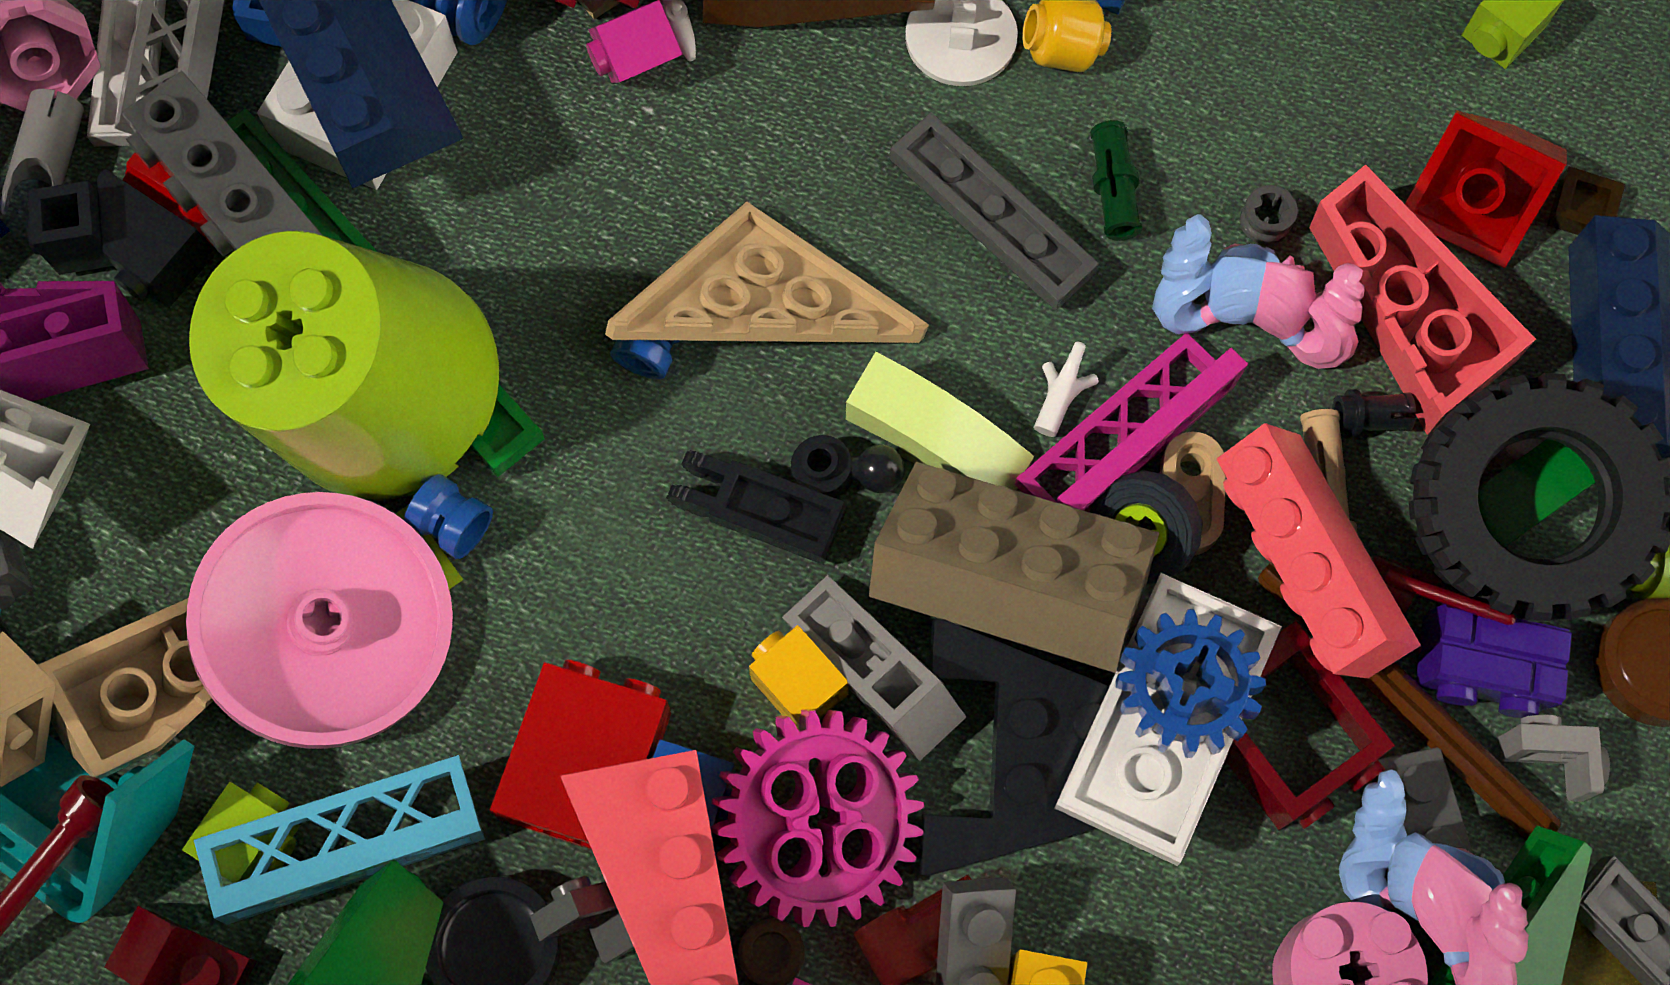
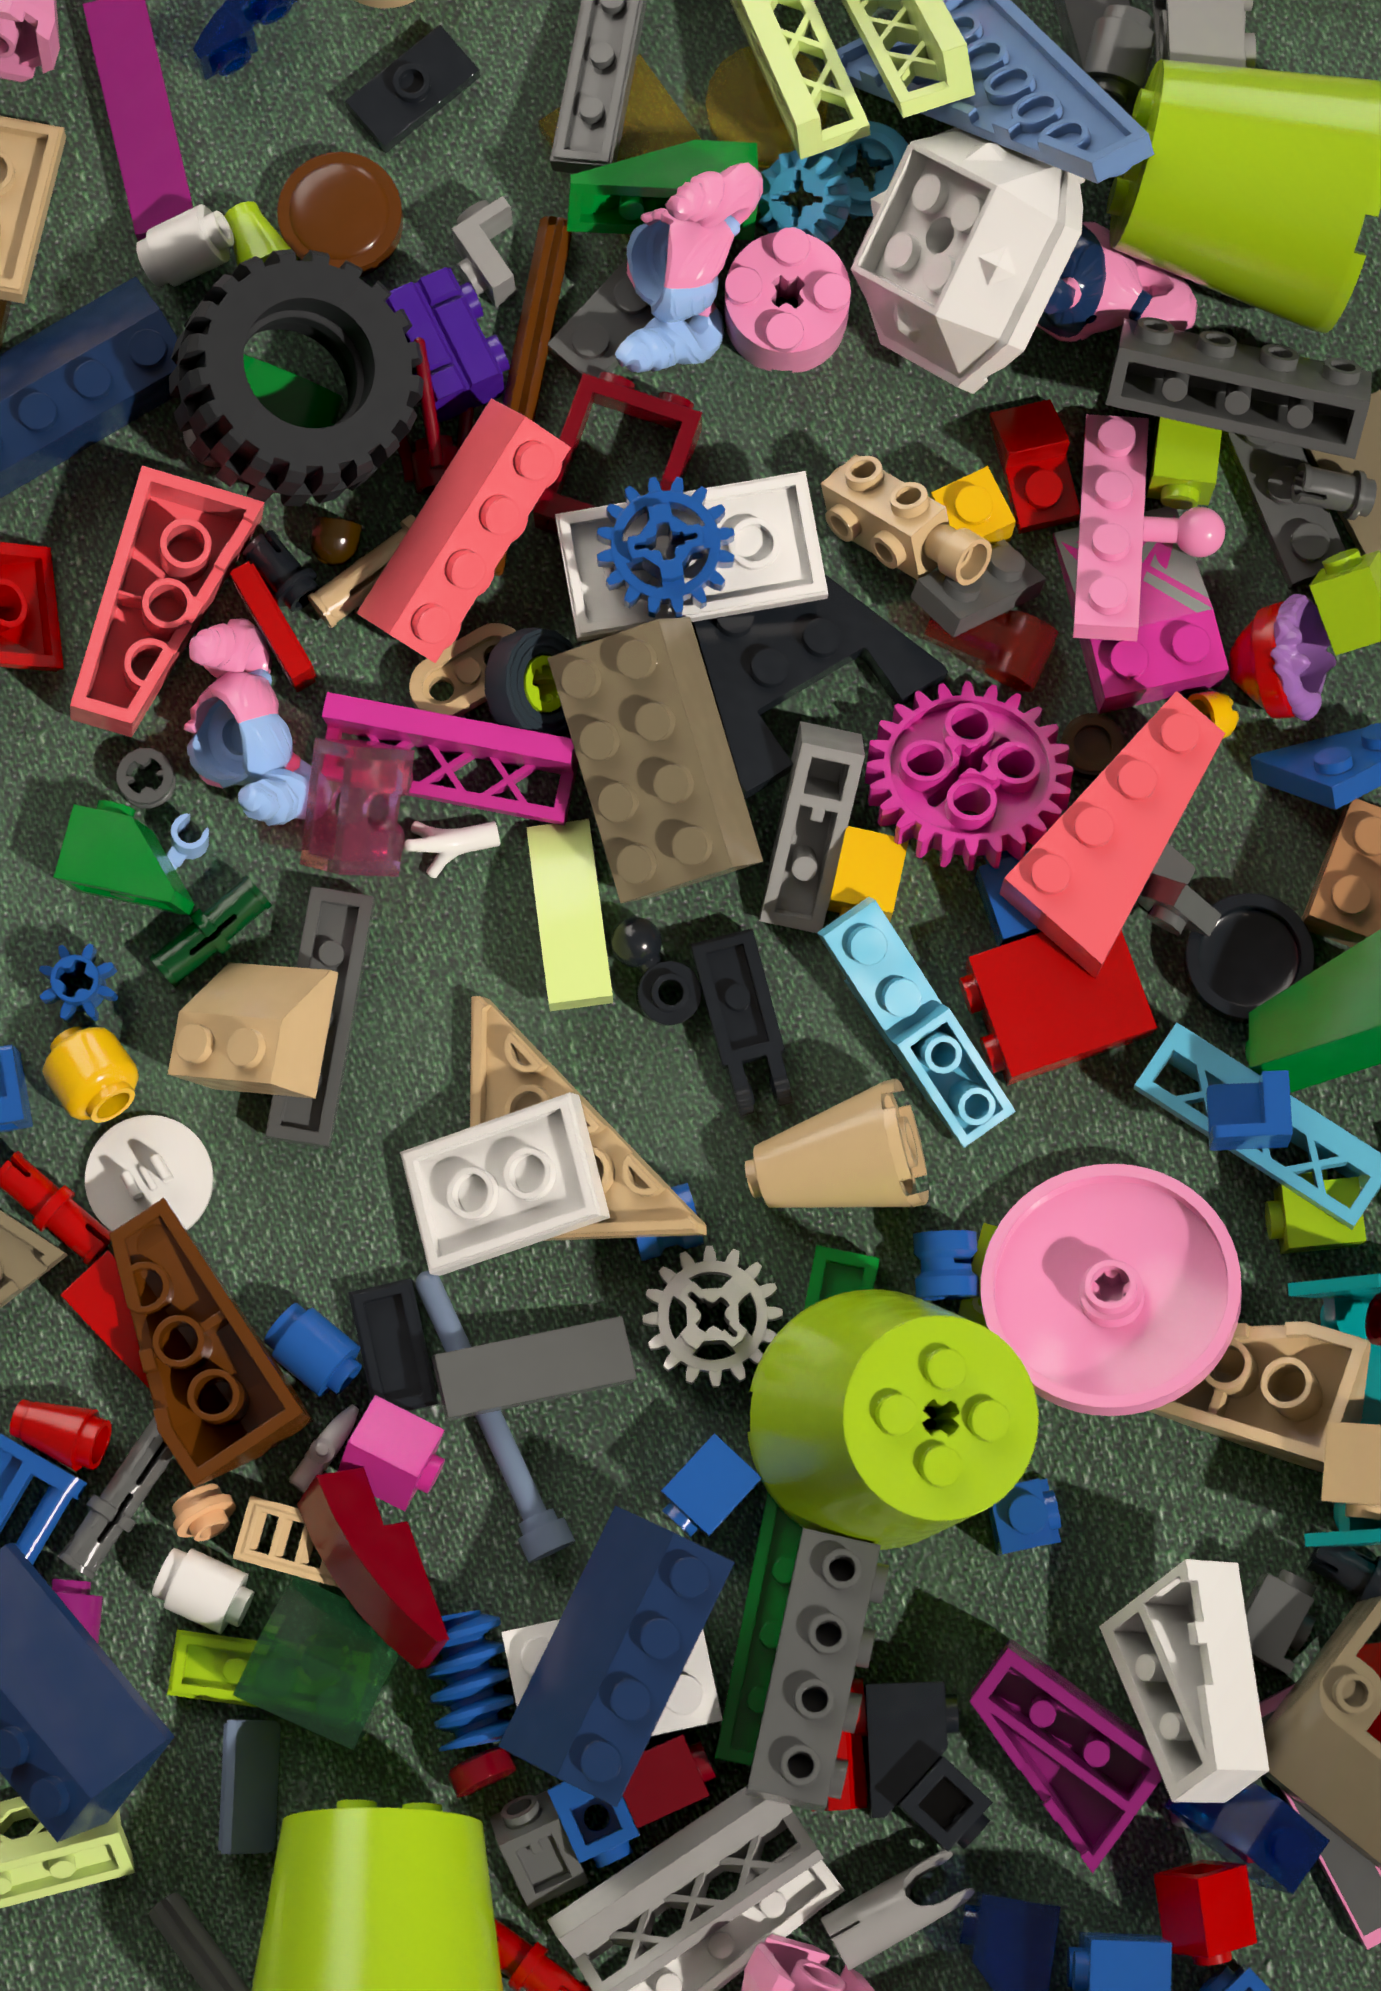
camera: 125 degrees left, 10 degrees up
(214, 438) = (1025, 1518): none -> blue brick
(252, 64) = (667, 1780): none -> dark red brick
(350, 819) = (1250, 1113): none -> blue panel
(433, 231) = (708, 1488): none -> blue brick
(500, 111) = (540, 1527): none -> sand blue piece
(525, 318) = (732, 1295): none -> white gear
(584, 500) = (844, 1157): none -> tan cone
(616, 177) = (534, 1368): none -> dark grey tile
(653, 630) = (915, 1022): none -> medium azure slope
(711, 106) = (394, 1345): none -> black tile
(750, 48) = (313, 1350): none -> blue brick
(763, 241) = (504, 1184): none -> white tile
(1013, 144) = (256, 1030): none -> tan slope
(1075, 914) = (900, 523): none -> tan brick
(1141, 66) = (84, 999): none -> blue gear
(1166, 326) = (366, 832): none -> clear pink brick
(1192, 197) = (181, 850): none -> light blue hand
(1214, 147) = (119, 860): none -> green slope
(1329, 372) = (273, 626): none -> red tile
(1373, 466) = (334, 540): none -> dark brown hinge

